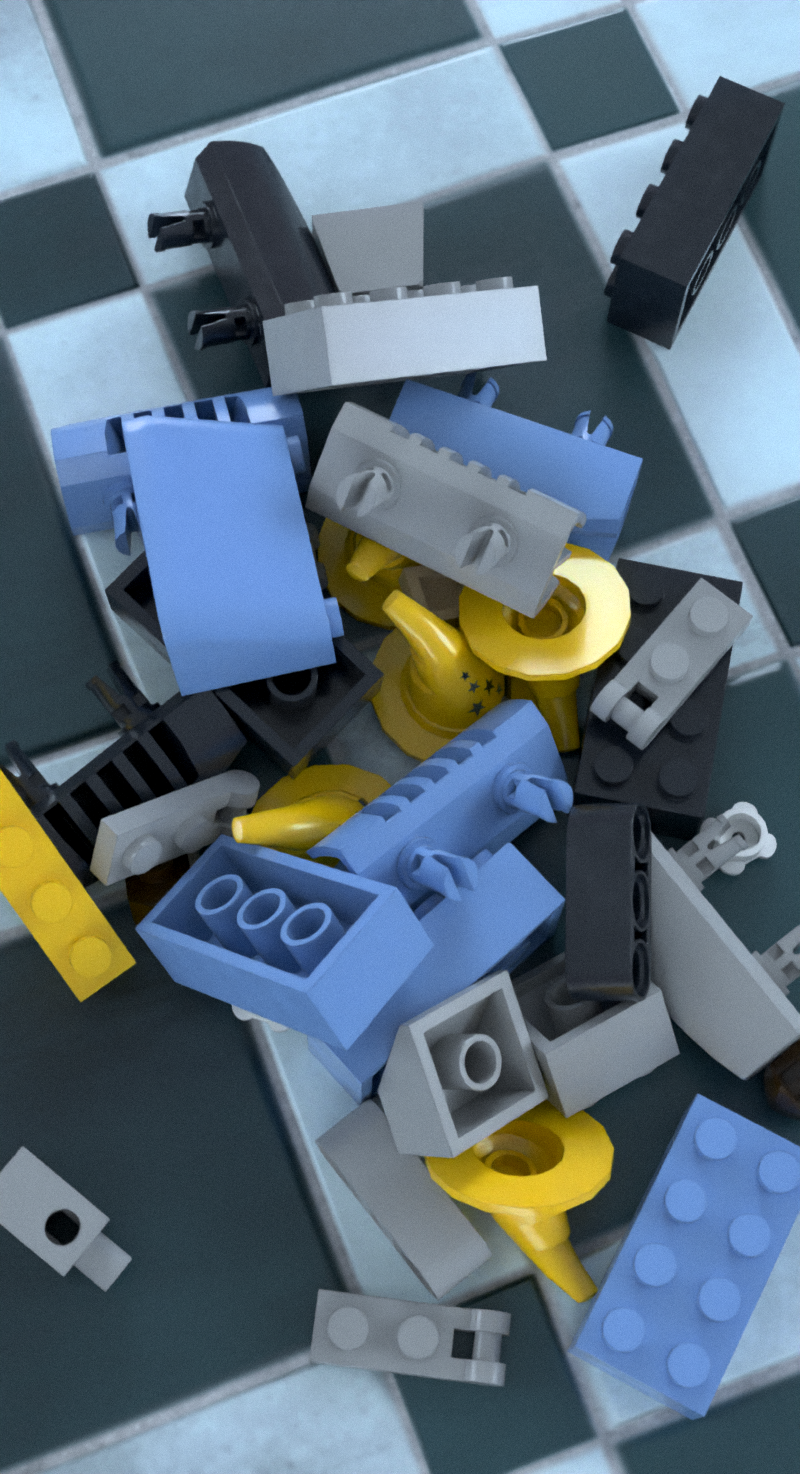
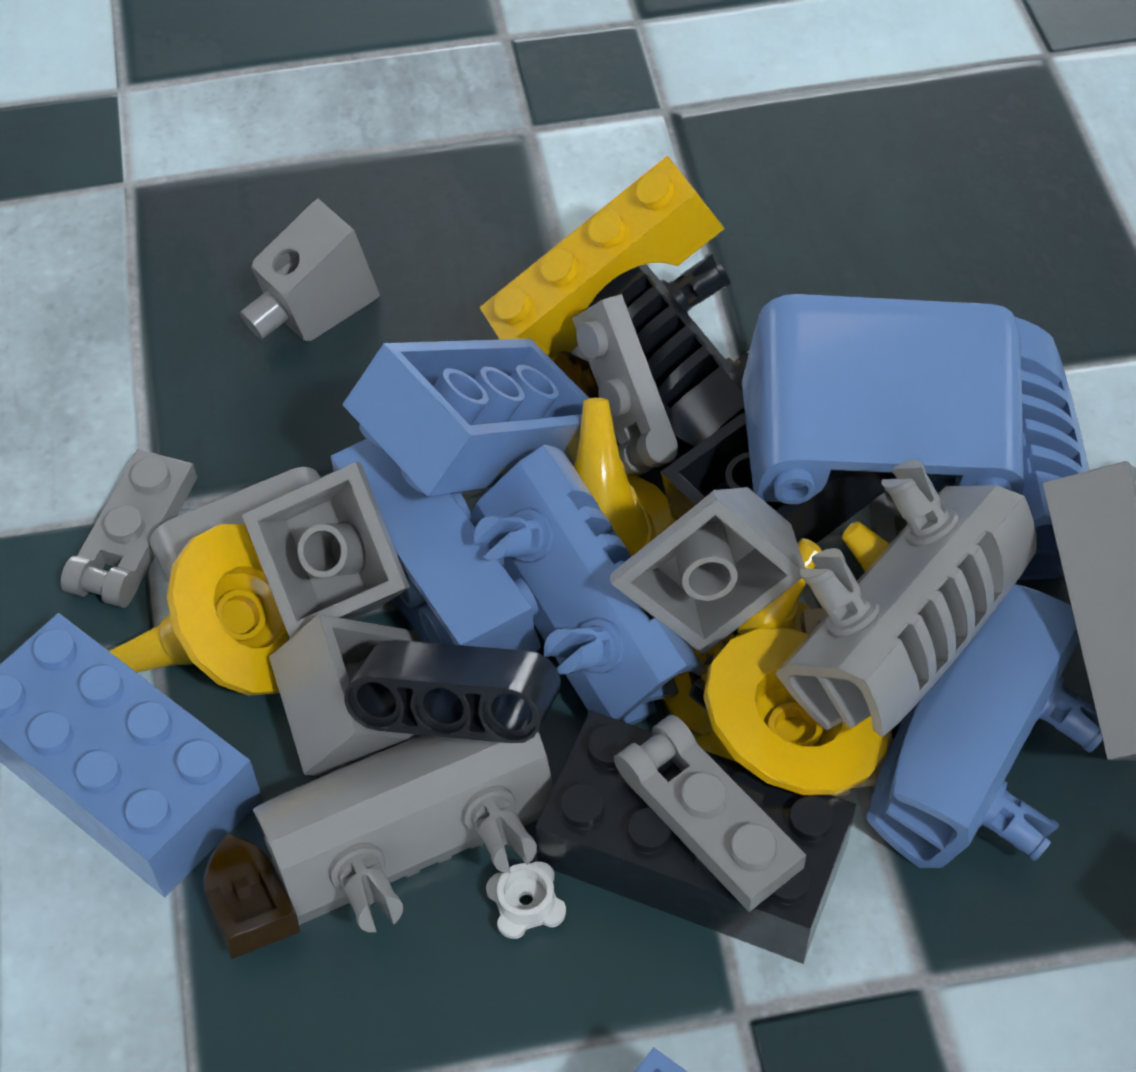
camera: 105 degrees right, 15 degrees down
(431, 681) = (714, 567): none -> light grey slope

